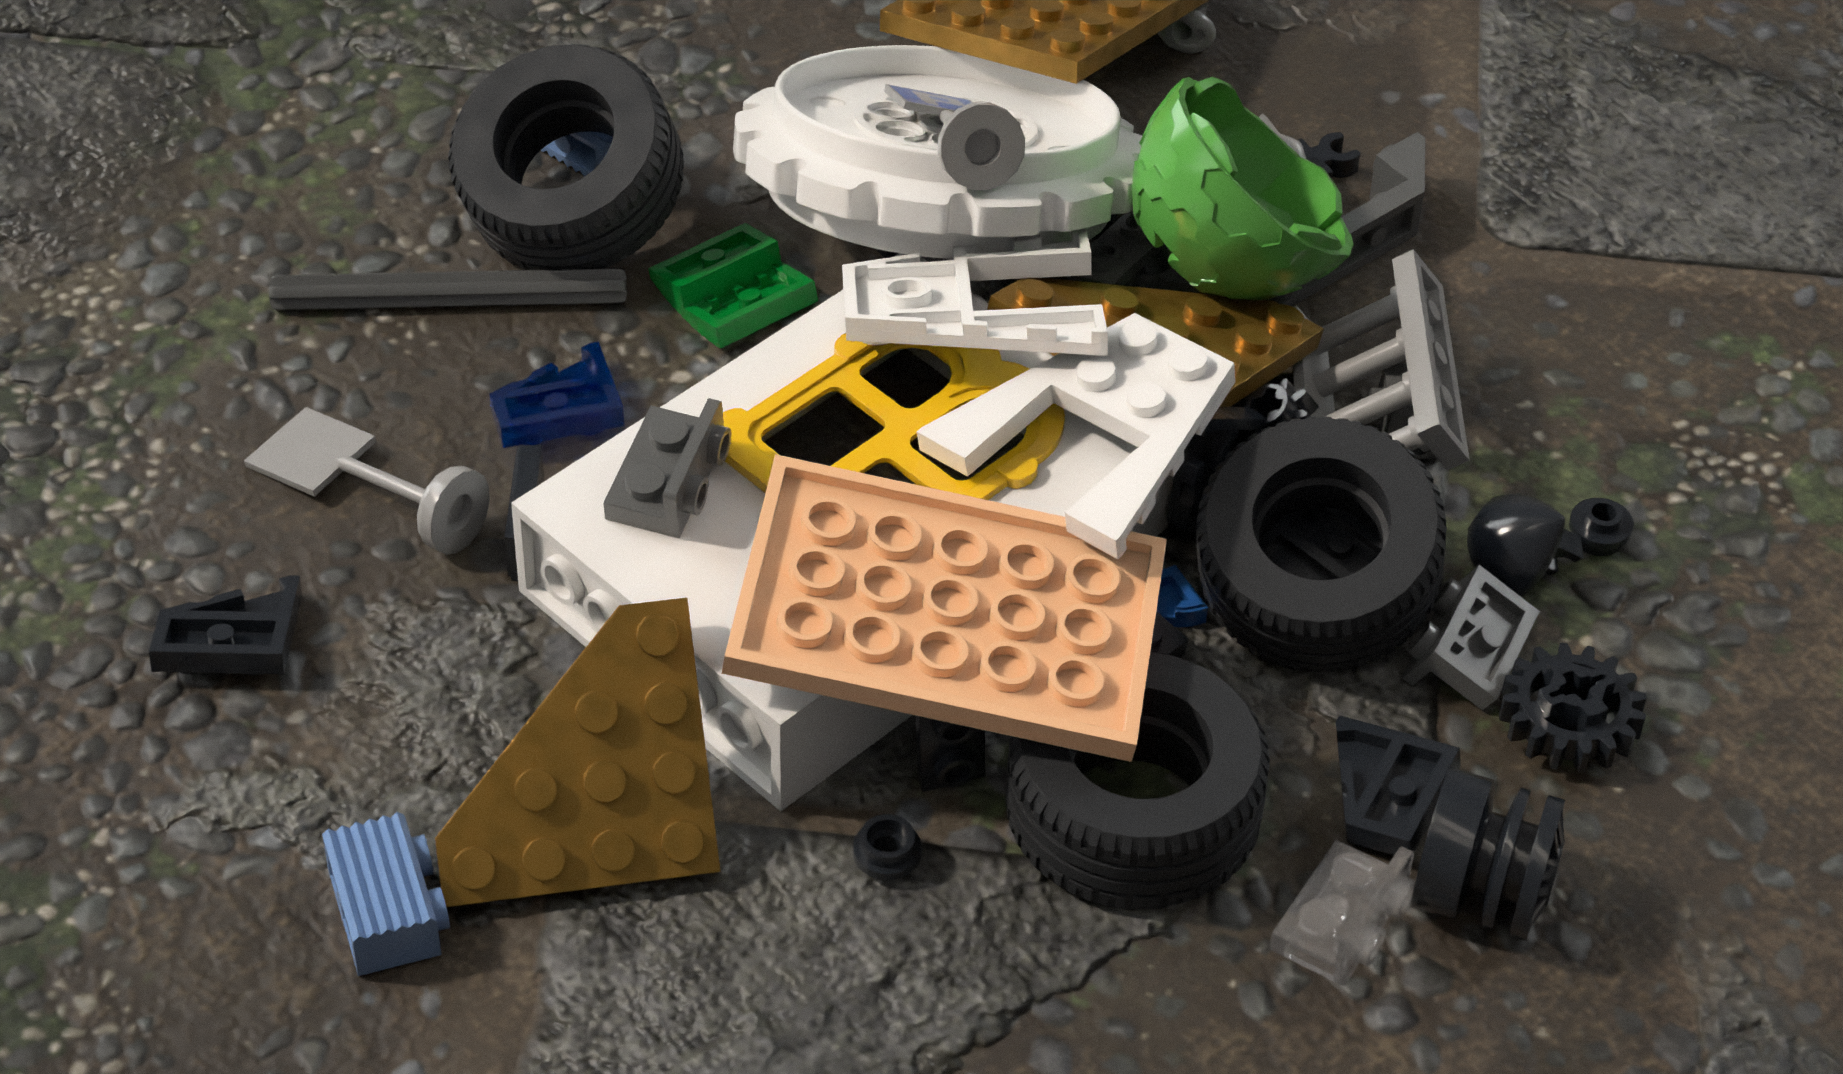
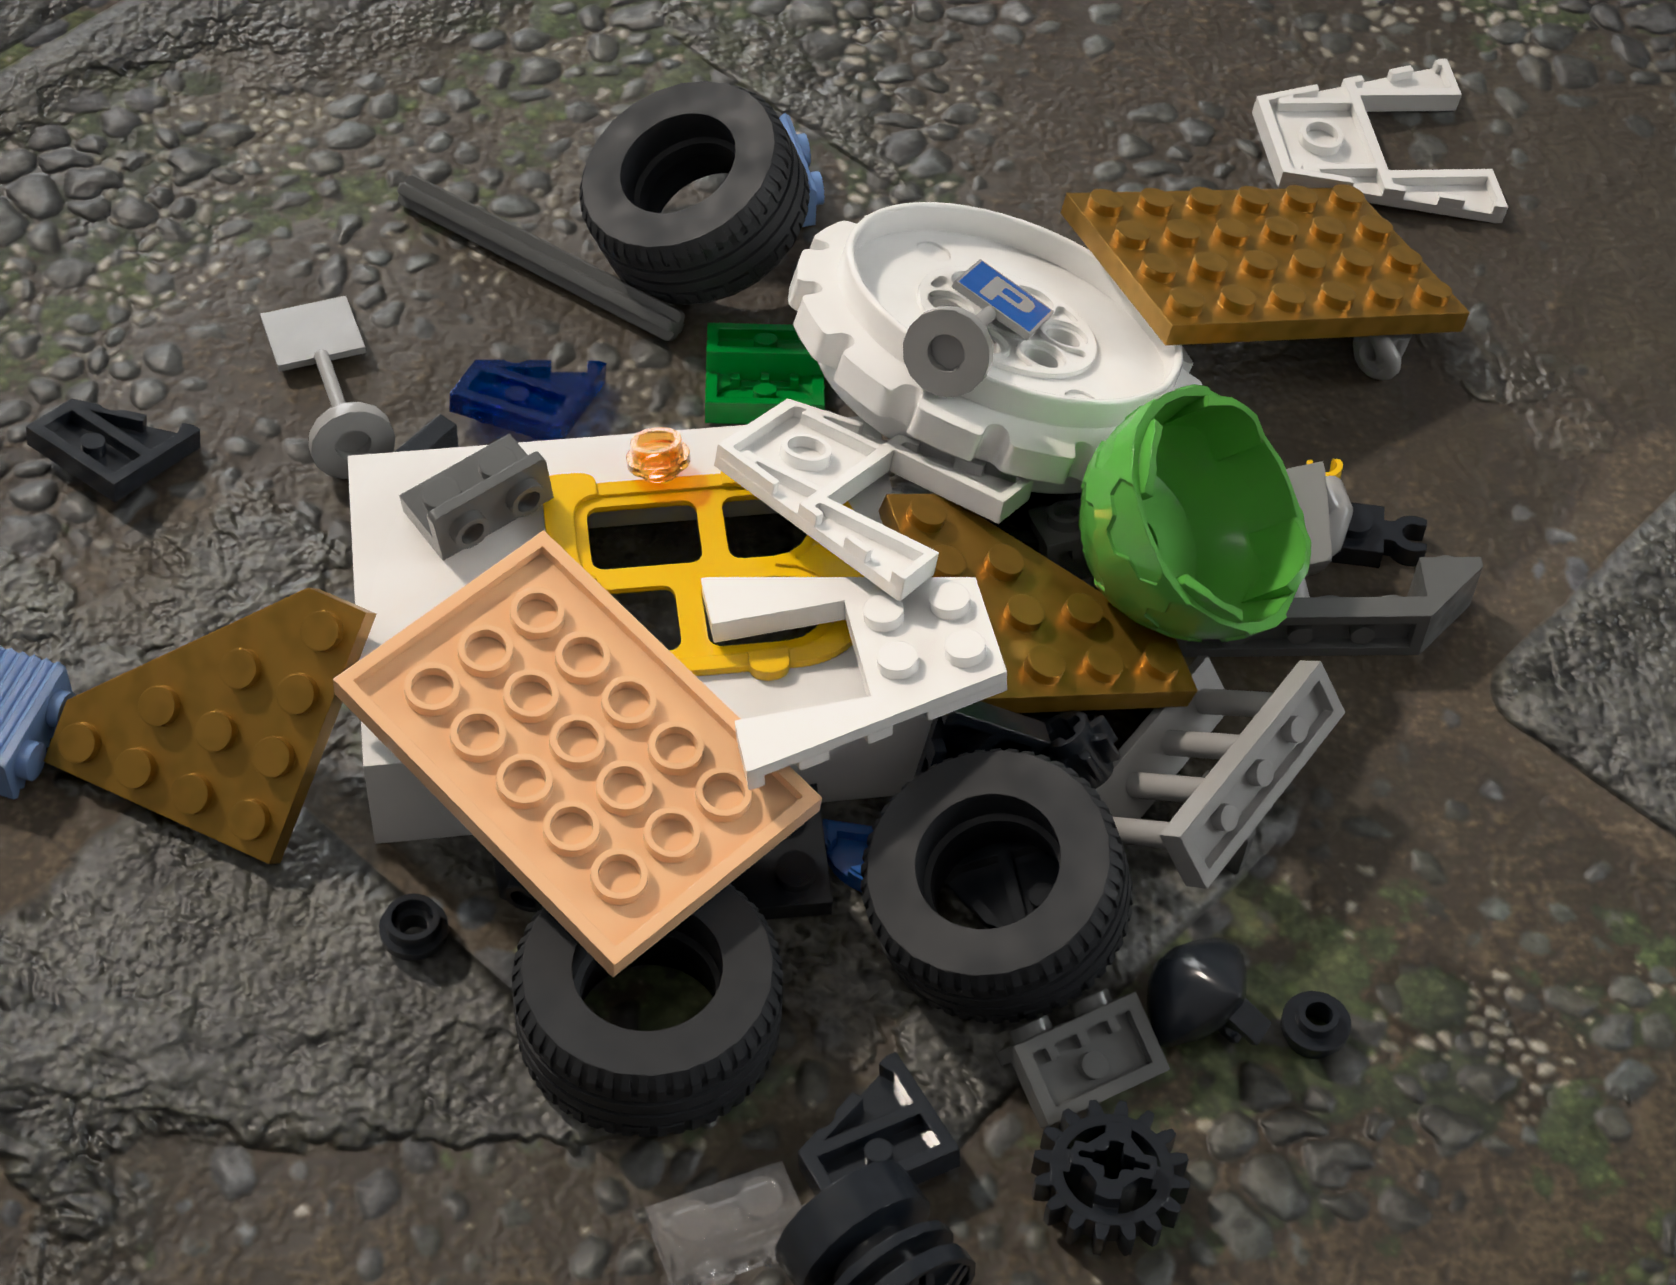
camera: 35 degrees right, 5 degrees up
(782, 360) = (657, 455): none -> clear orange plate

